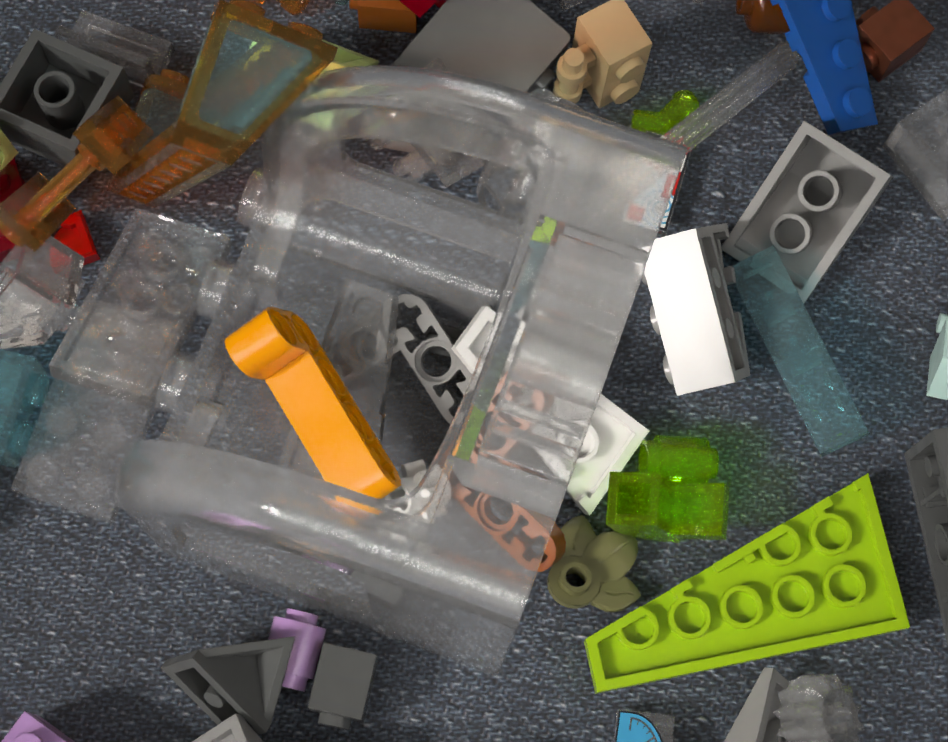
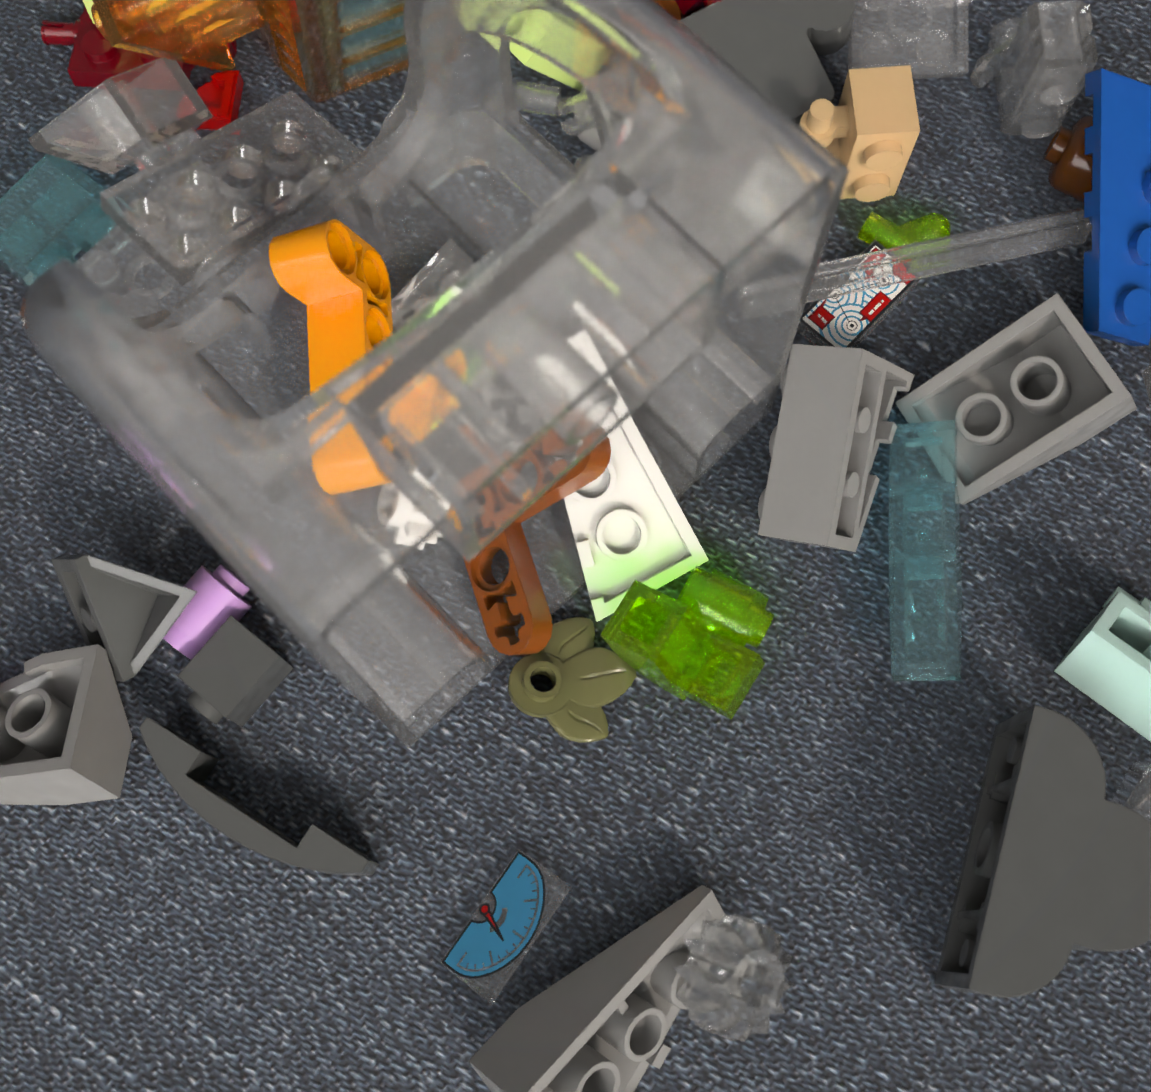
camera: 35 degrees right, 0 degrees up
(784, 593) = (777, 812): lime wing -> none

